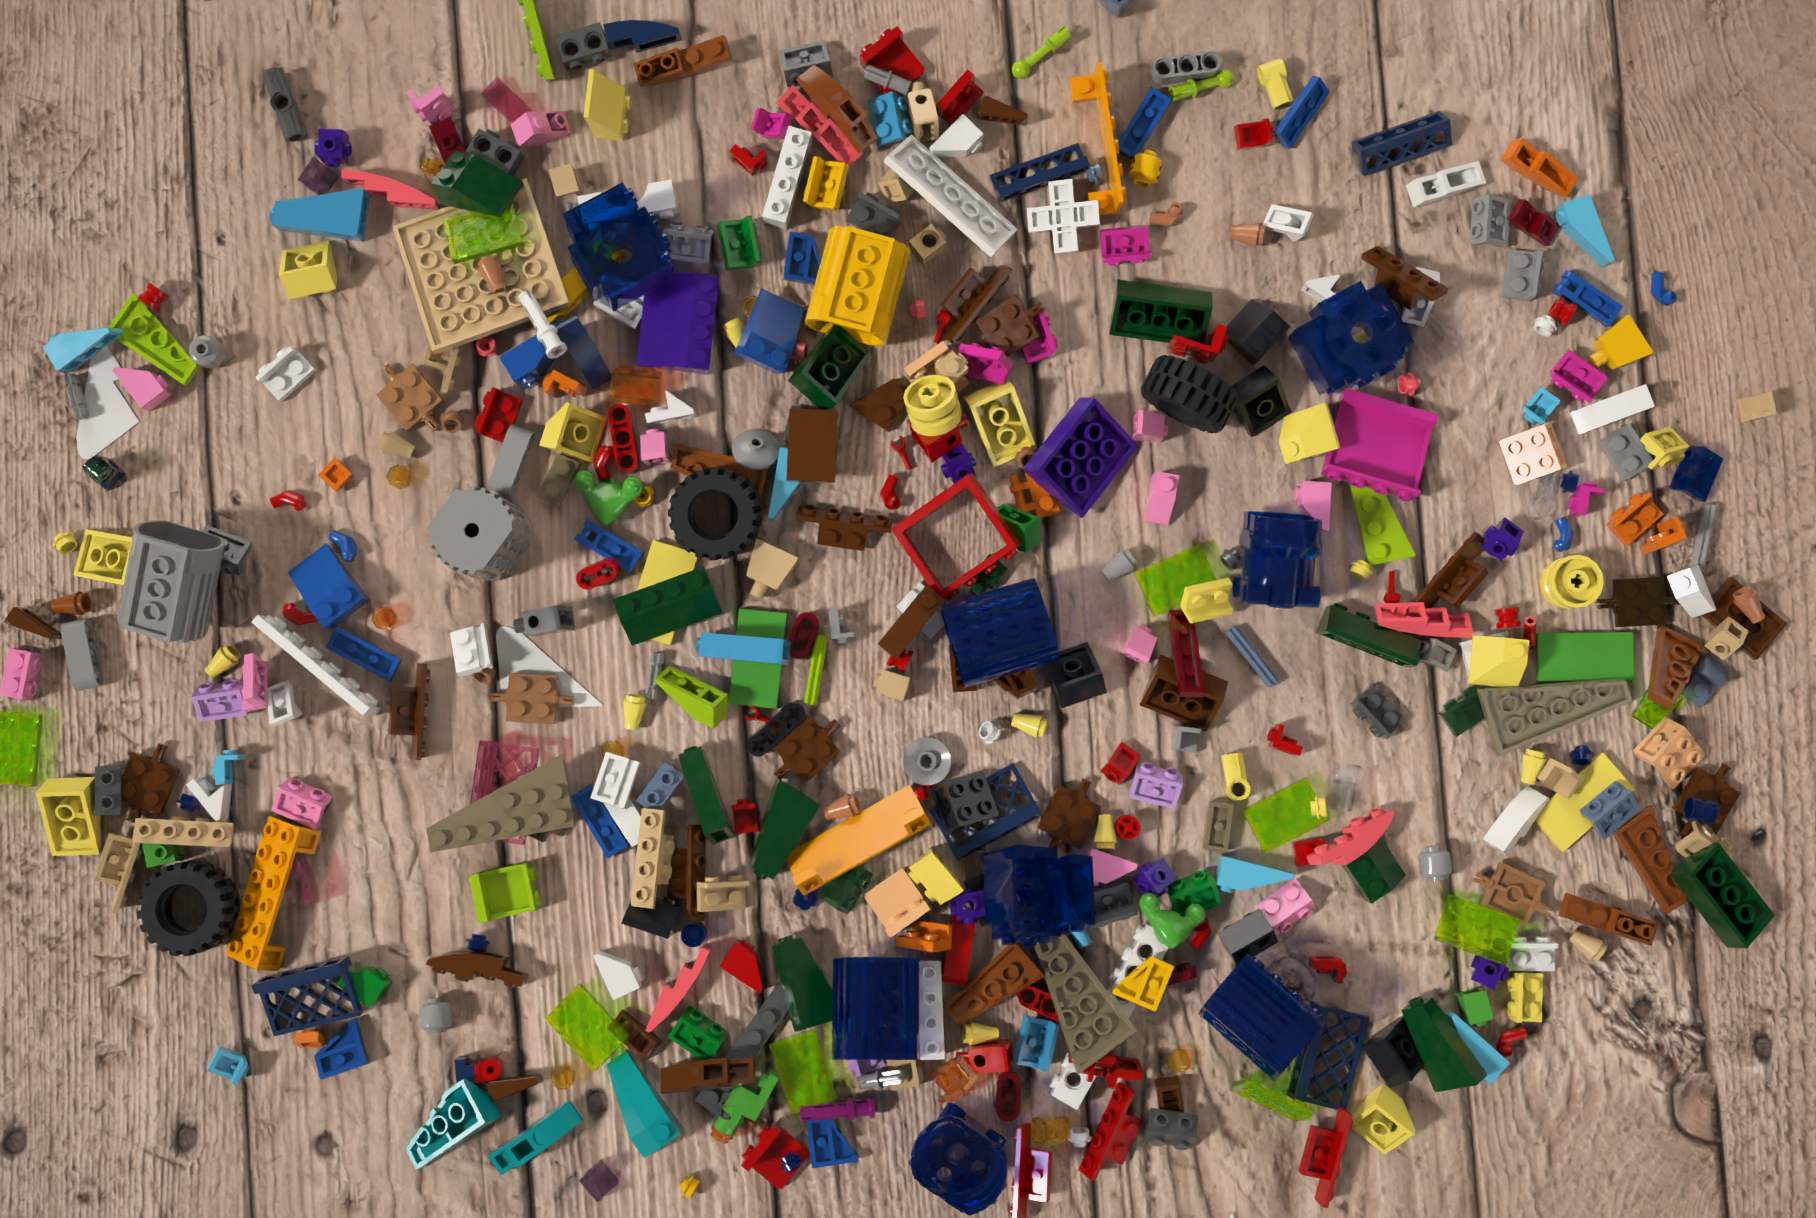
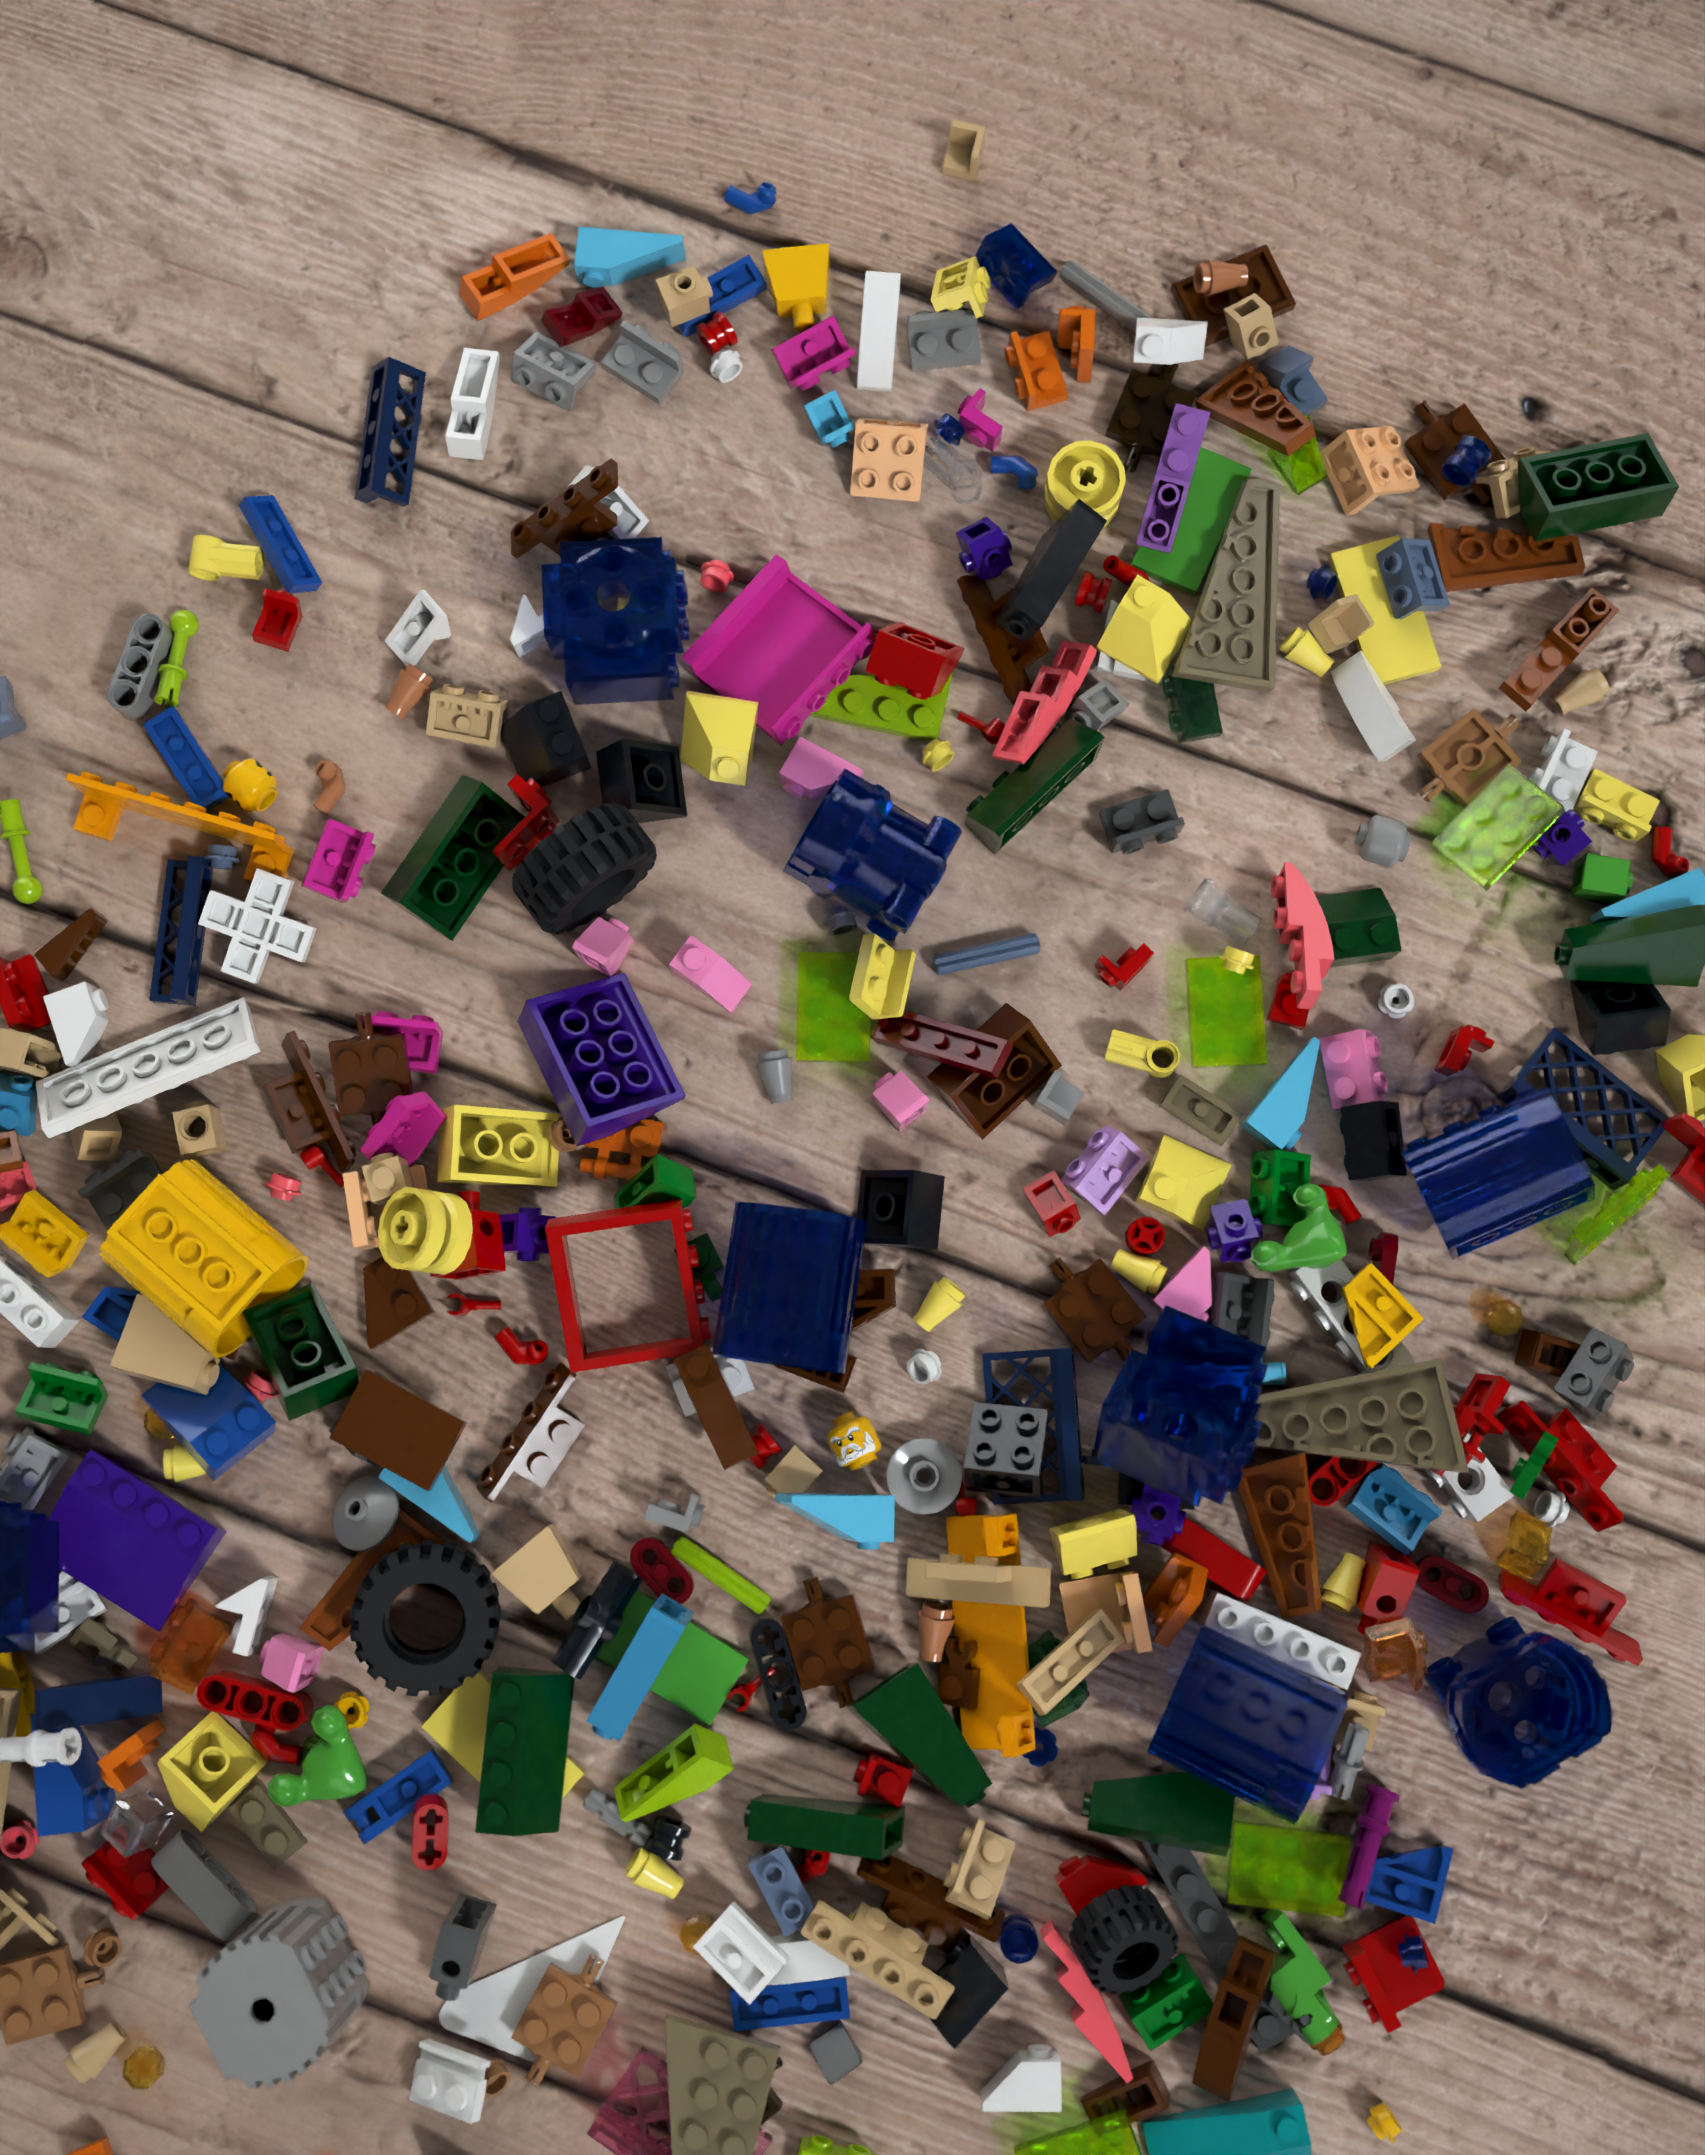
camera: 60 degrees left, 5 degrees down
(527, 406) = (136, 1823): none -> clear panel
(584, 859) = (836, 2052): none -> dark grey slope
(612, 335) = (98, 1646): none -> dark tan plate
(657, 709) = (668, 1838): none -> black wheel
(681, 799) = (813, 1865): none -> red arm
(722, 993) = (1123, 1939): none -> black tyre
(759, 611) = (596, 1620): none -> black piece
(793, 289) = (162, 1351): none -> tan slope
(821, 834) = (957, 1679): none -> reddish brown plate
(862, 893) = (1070, 1662): none -> tan plate
(882, 820) = (978, 1581): none -> tan bracket
(883, 728) = (850, 1516): none -> medium azure slope
(927, 711) = (853, 1441): none -> yellow head
(1094, 1111) = (1527, 1471): none -> green plate
(1169, 835) = (1182, 1183): none -> light yellow slope
(1249, 276) = (466, 715): none -> tan bracket
(1346, 914) = (1398, 991): none -> white plate
(1412, 528) = (913, 660): none -> red slope
(1506, 585) = (1050, 570): none -> black slope
(1576, 280) = (684, 295): none -> tan brick
(1602, 634) = (1173, 478): none -> medium lavender slope

